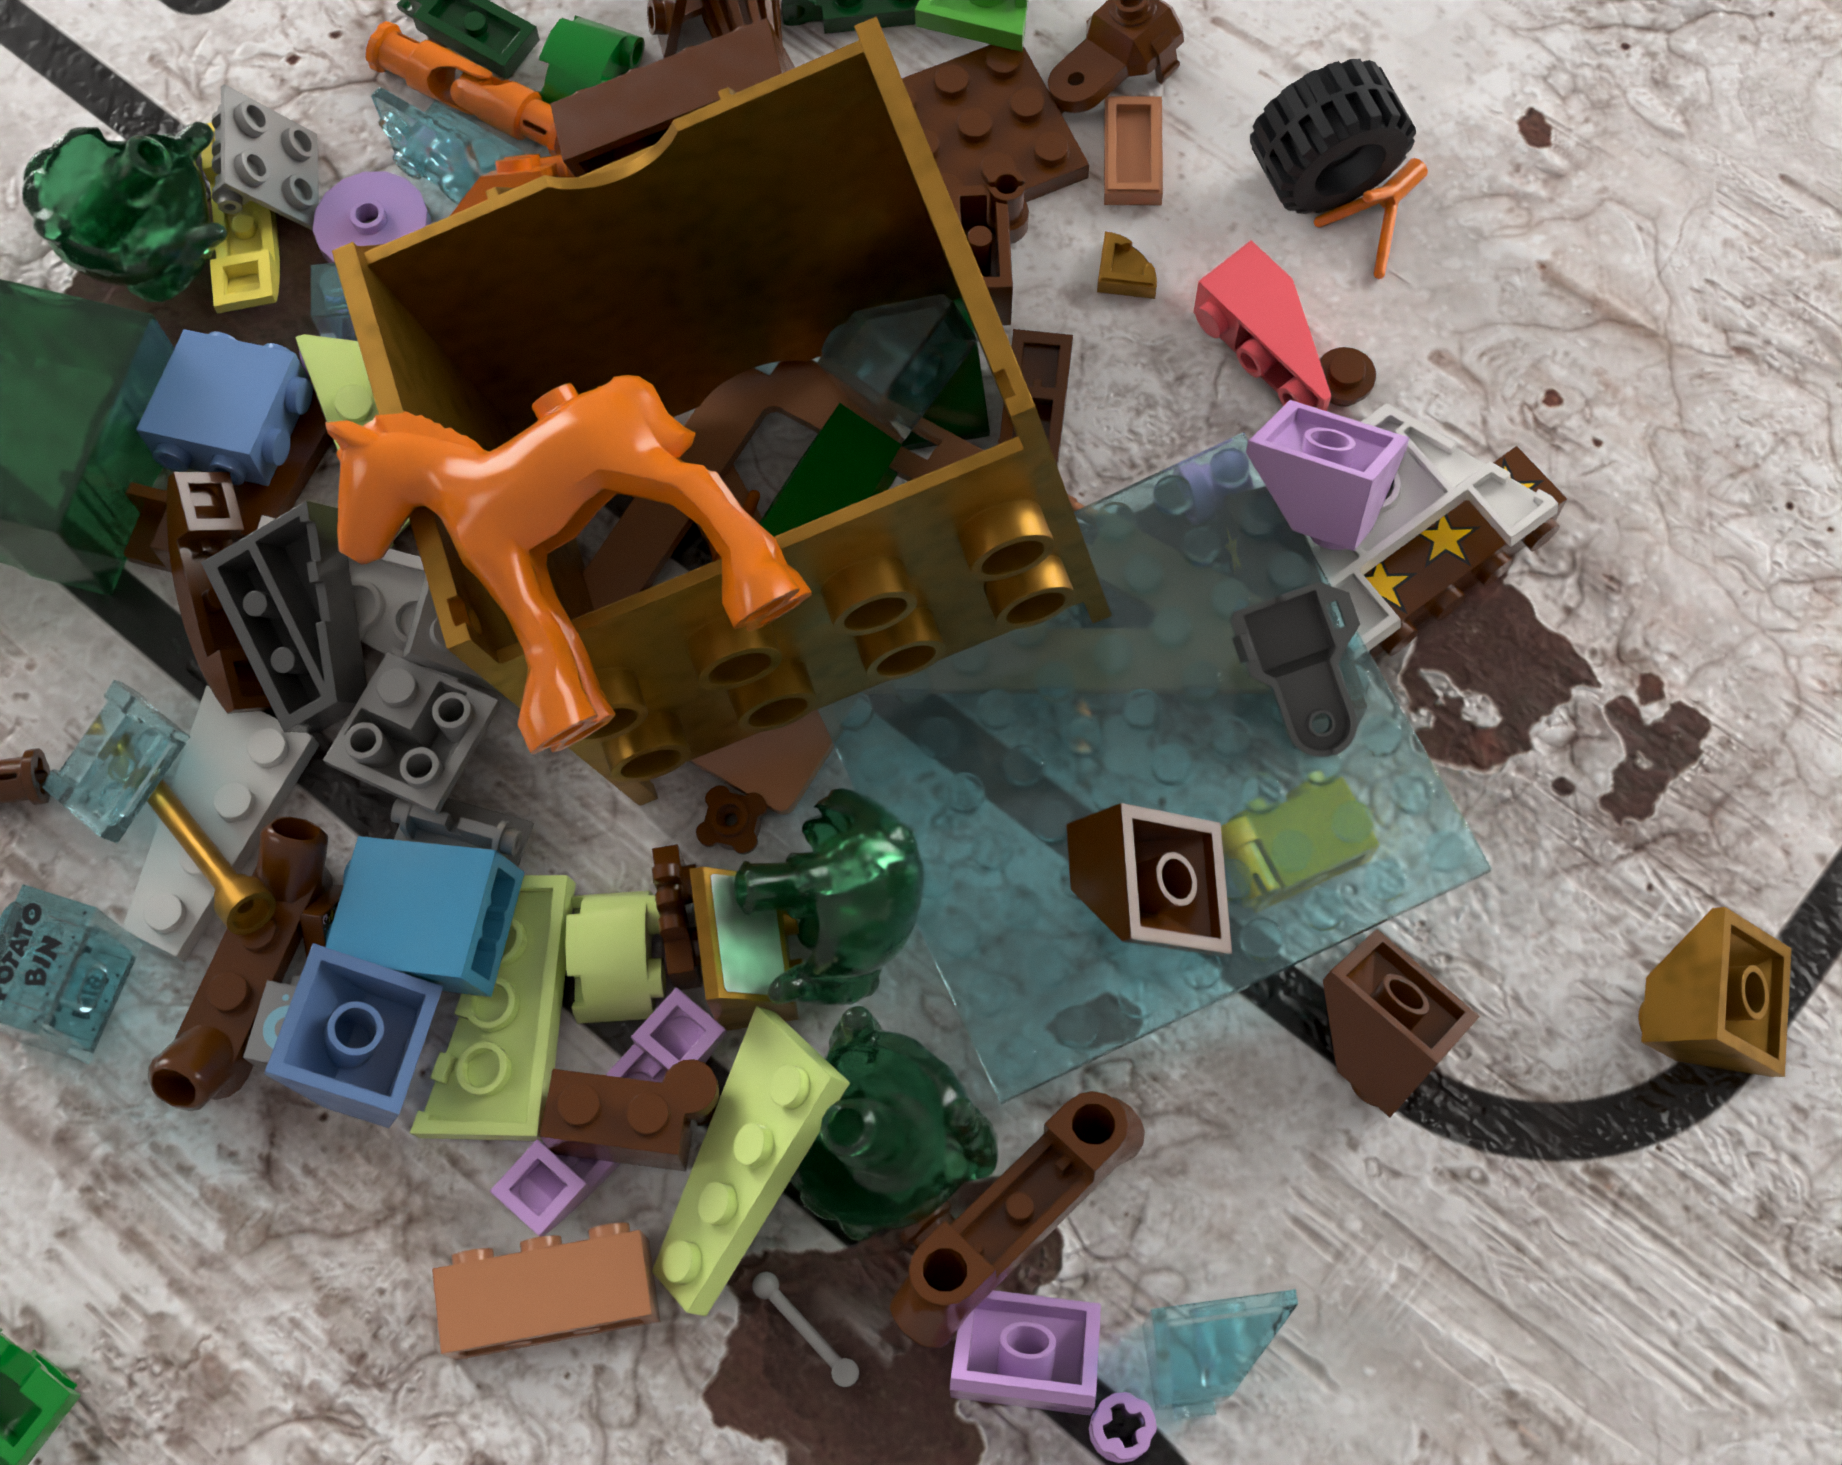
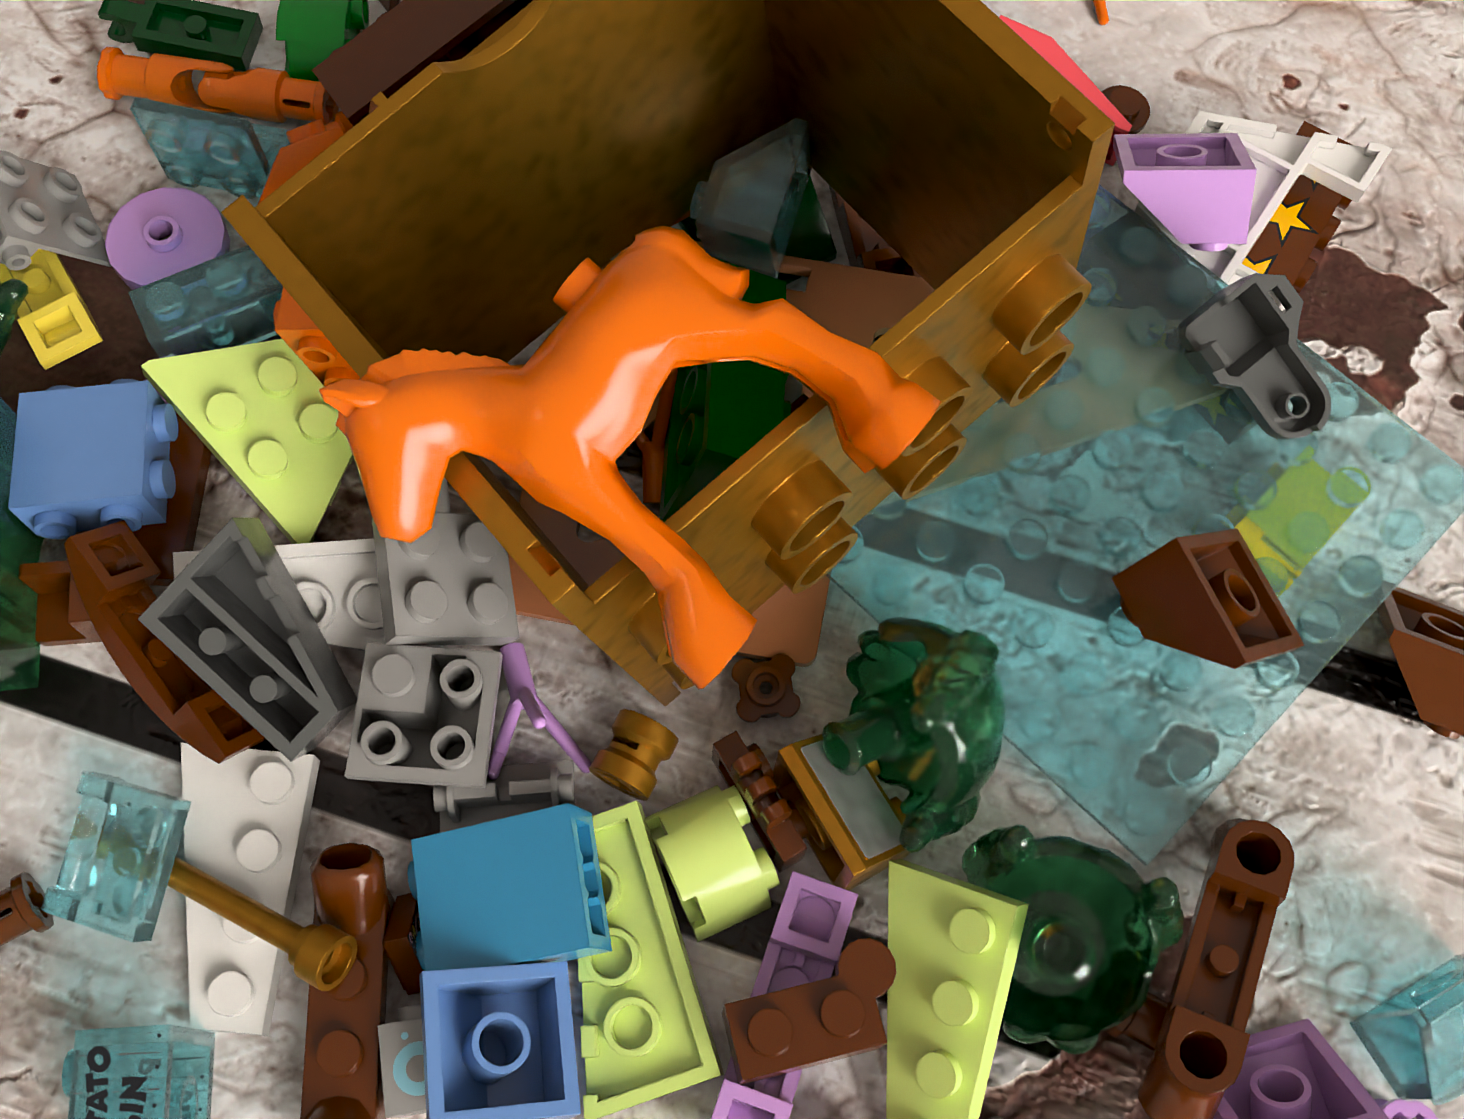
camera: 30 degrees left, 0 degrees up
(505, 759) = (524, 697): none -> lavender plant
(586, 835) = (634, 754): none -> pearl gold wheel

